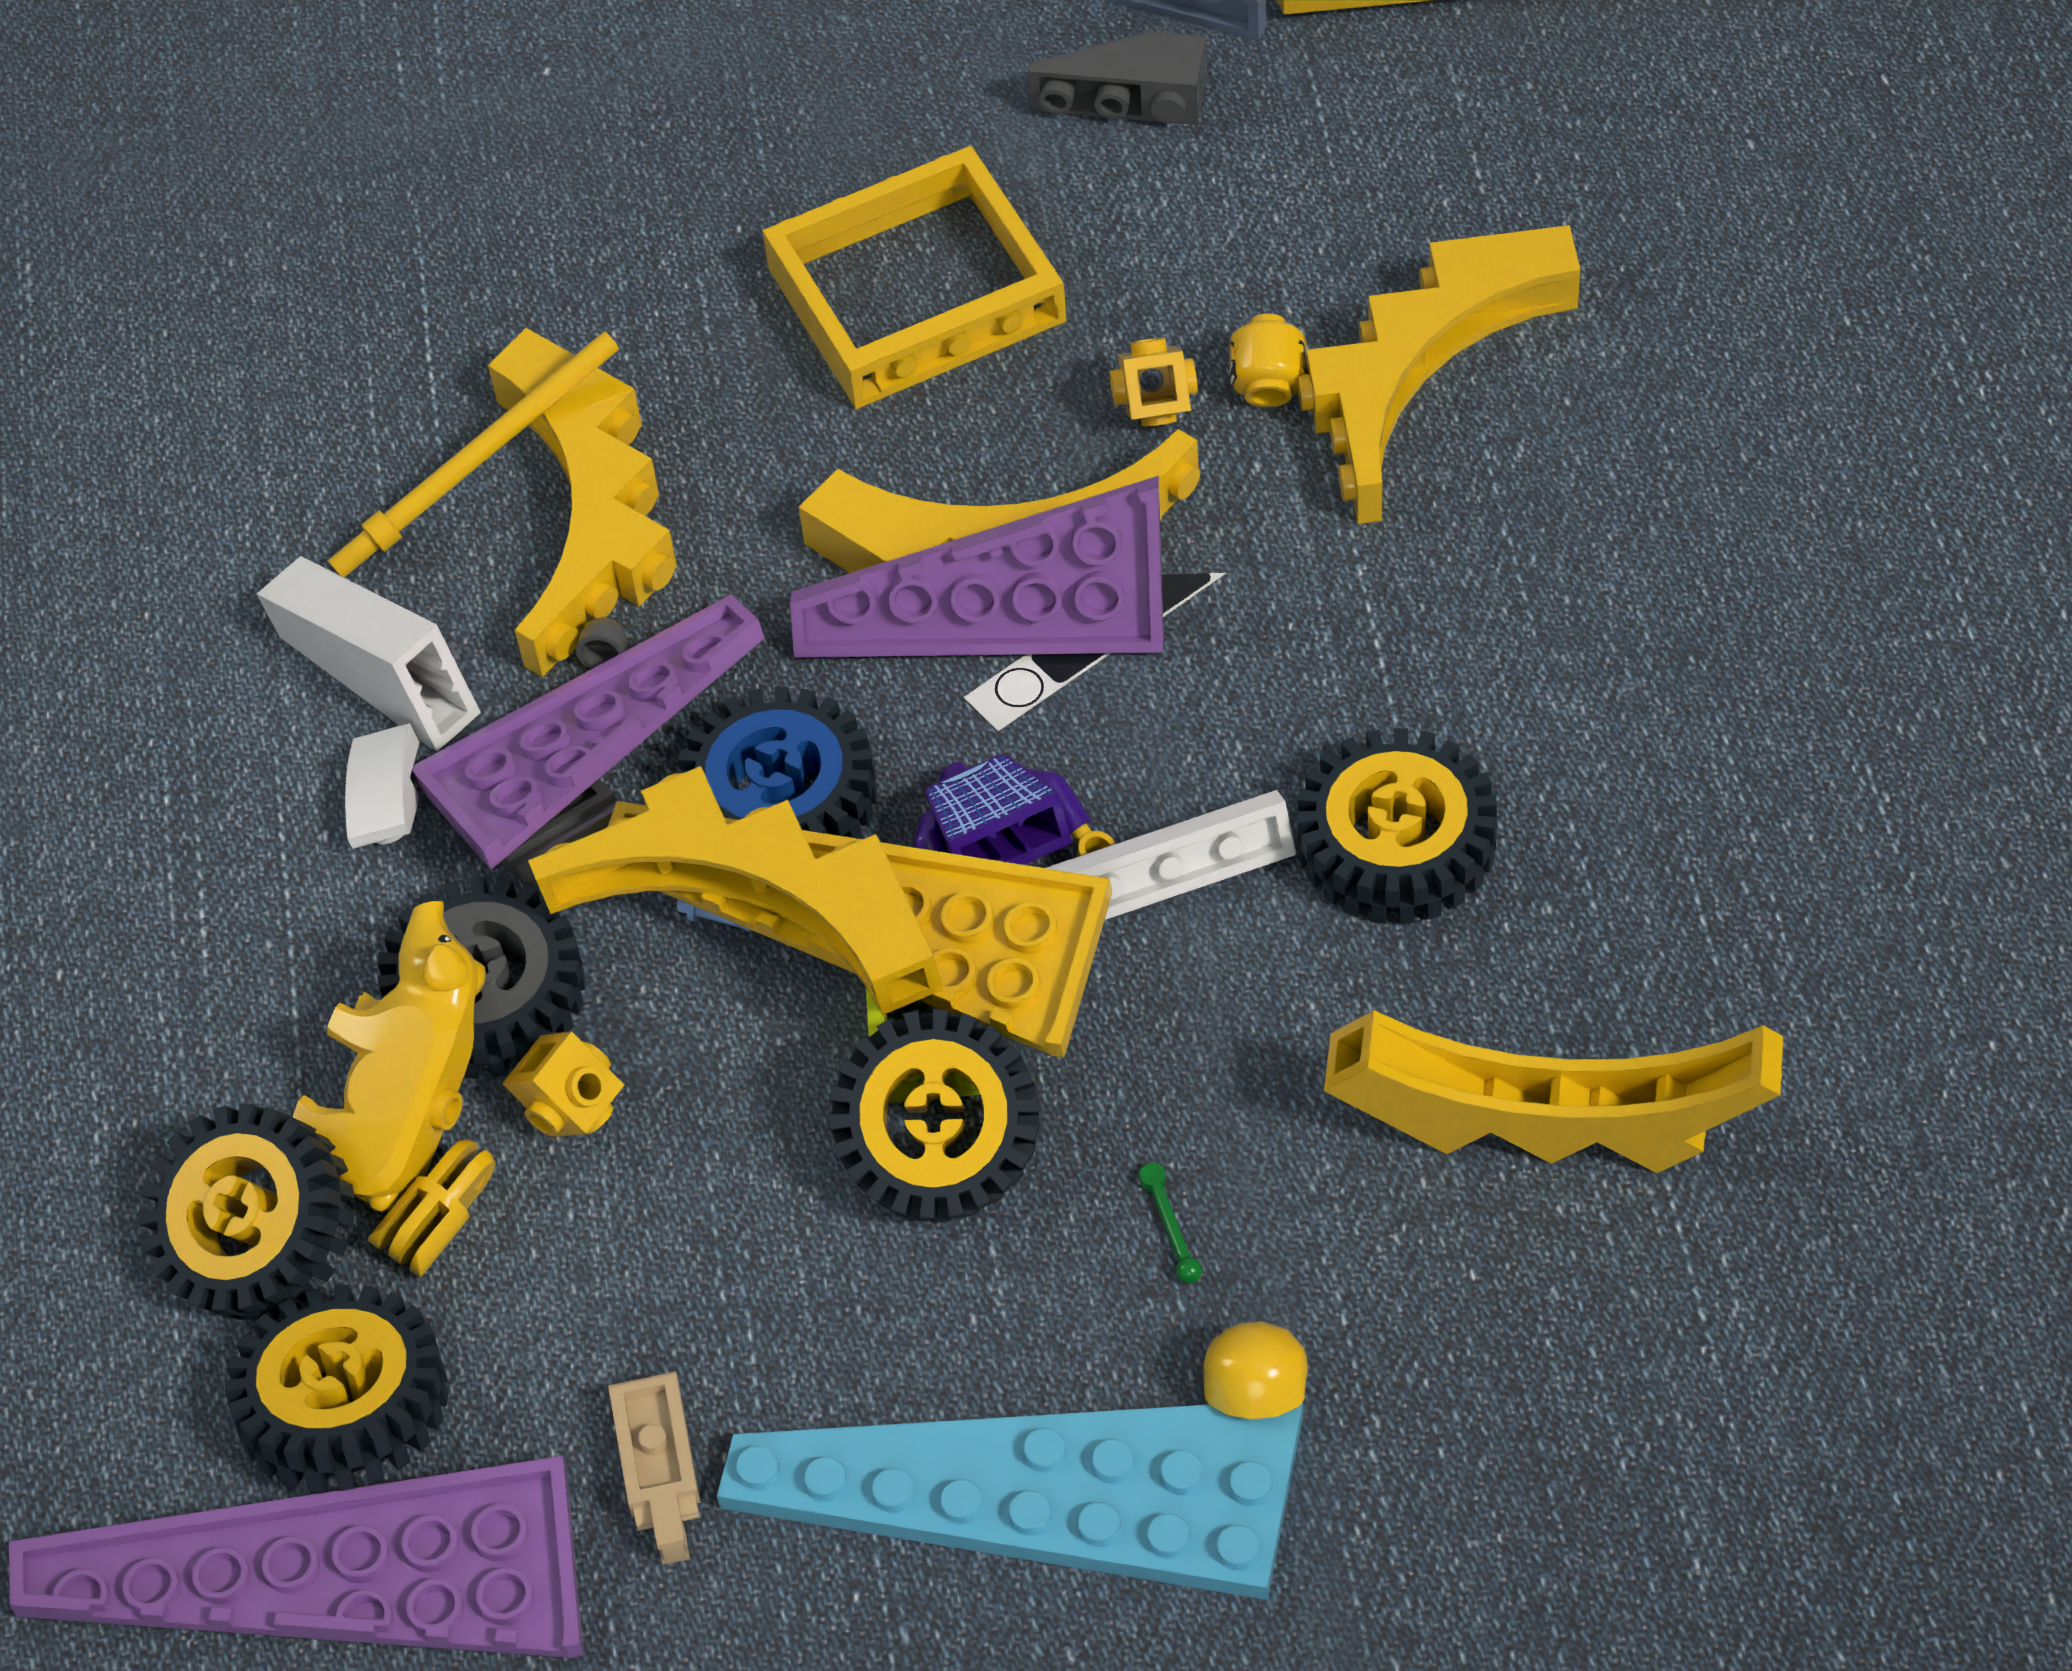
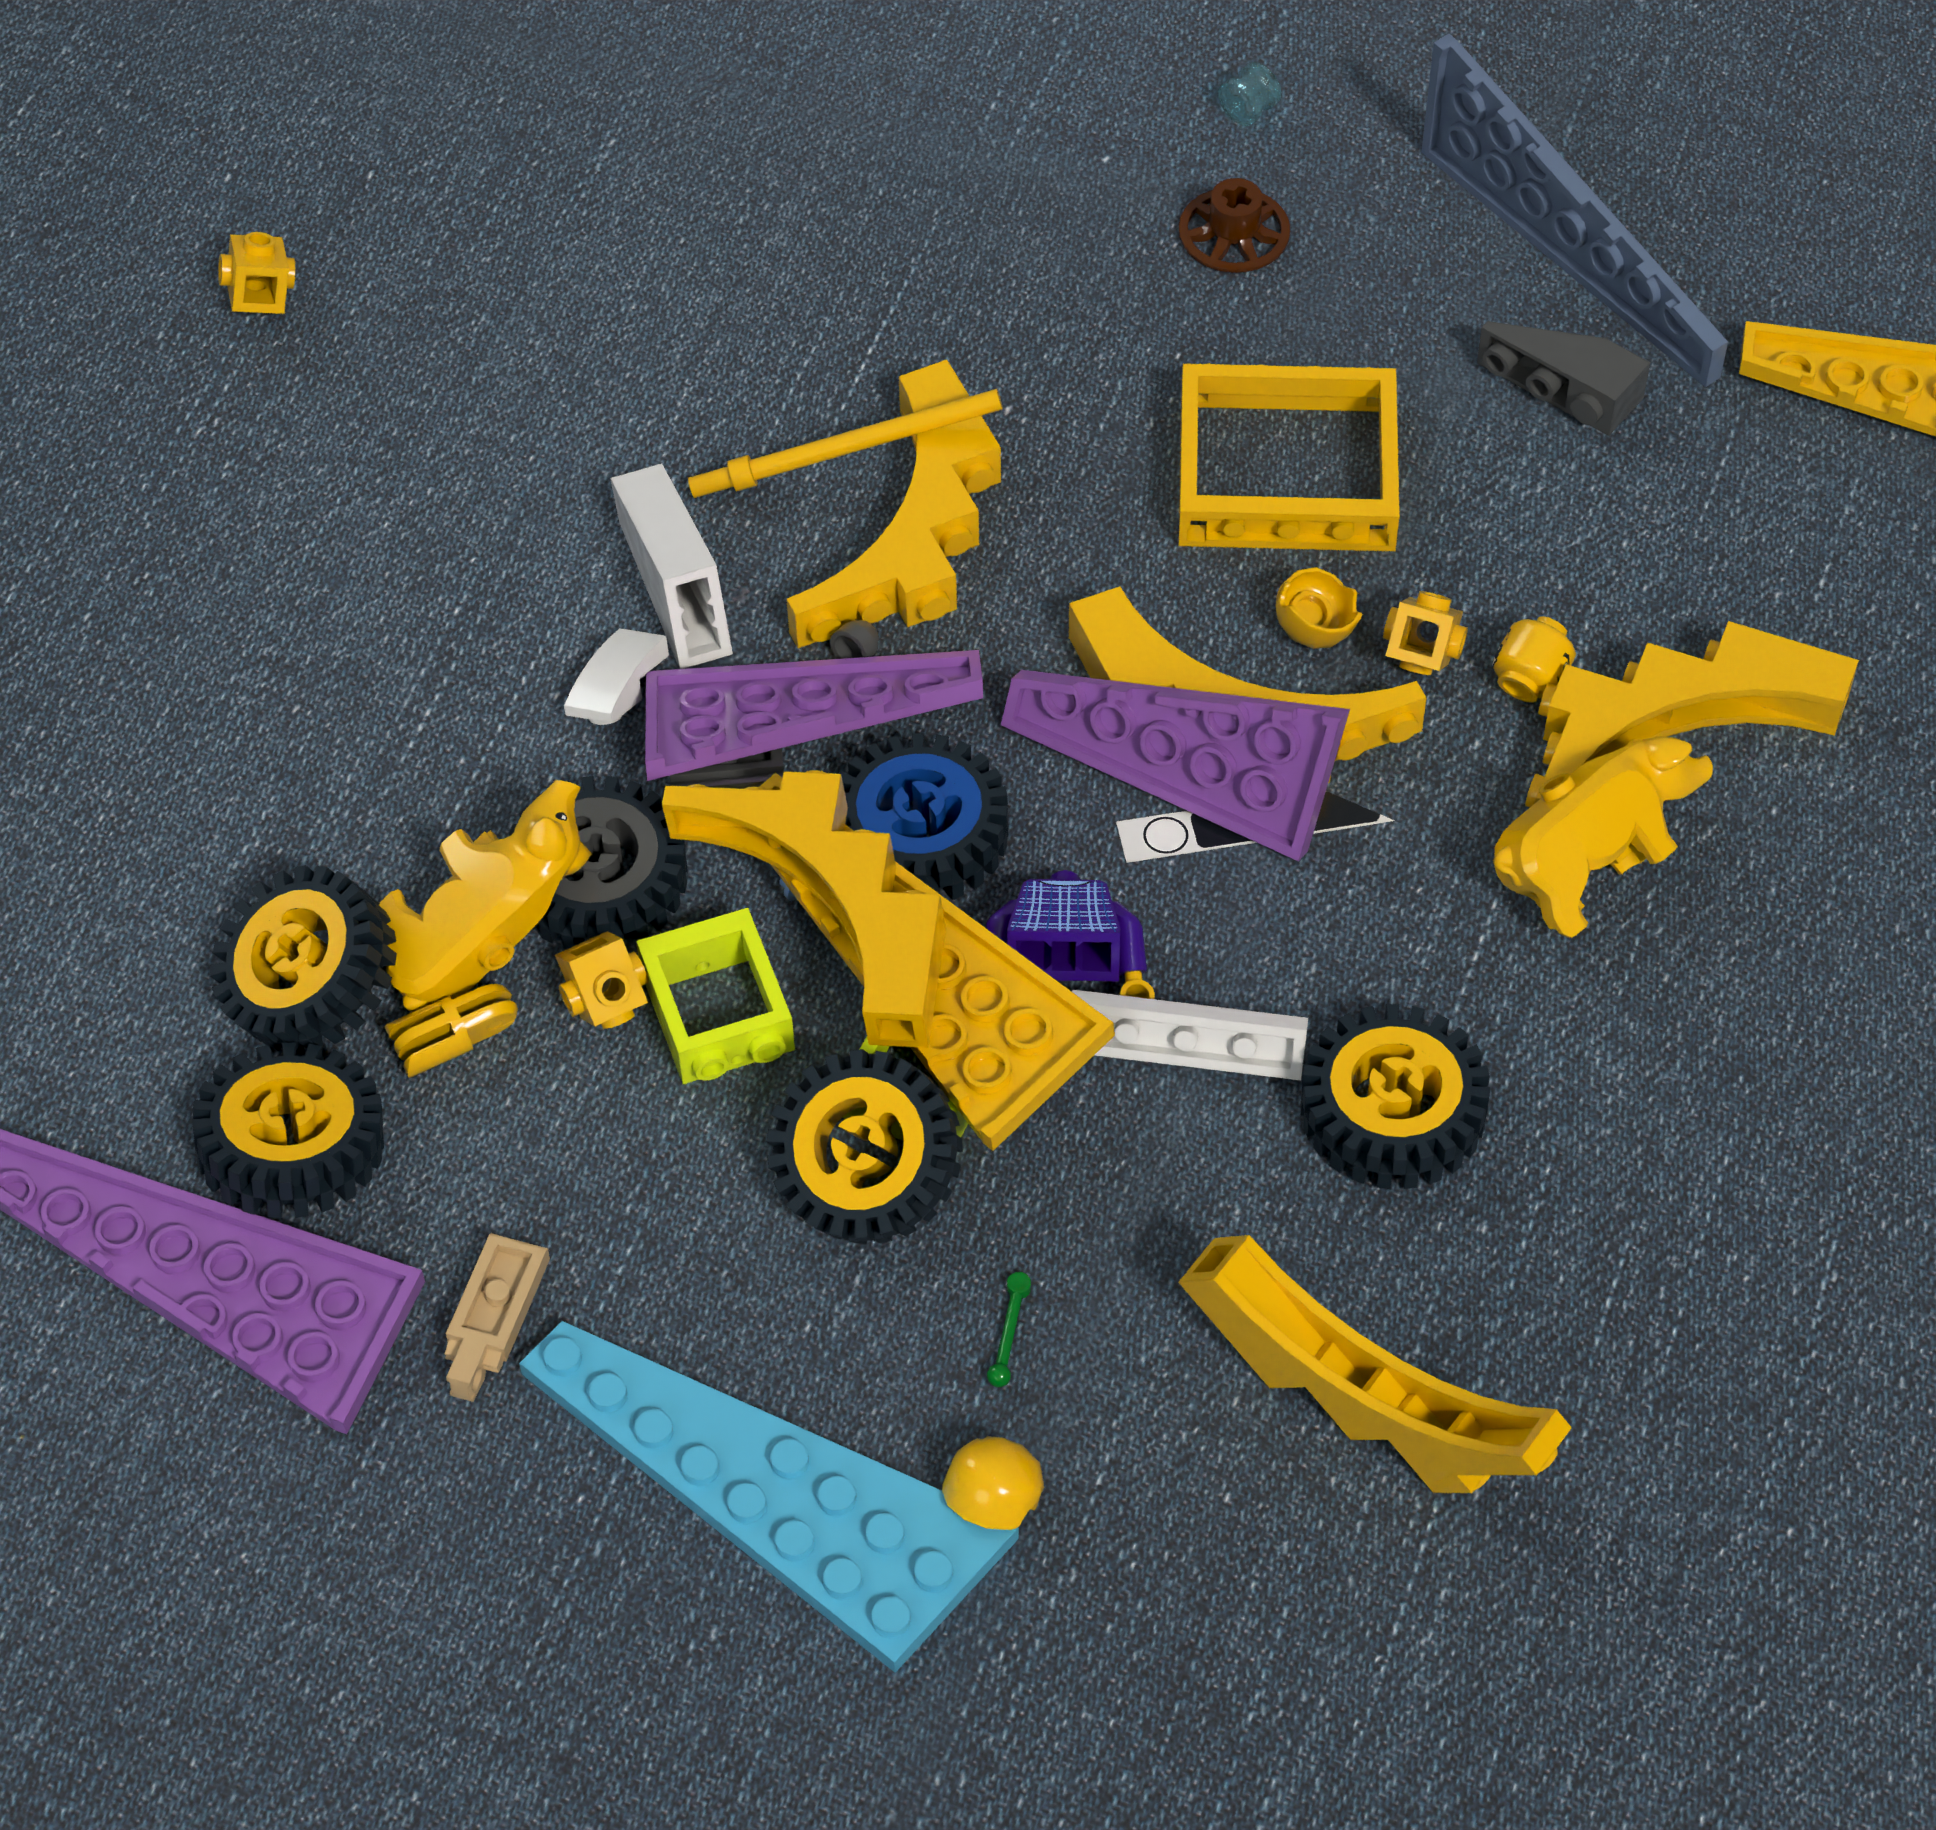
camera: 25 degrees right, 0 degrees up
(646, 1006) = (702, 950): none -> neon yellow window
(717, 74) = (1234, 218): none -> reddish brown wheel
(1034, 406) = (1316, 608): none -> yellow hair
(1429, 483) = (1595, 819): none -> yellow animal

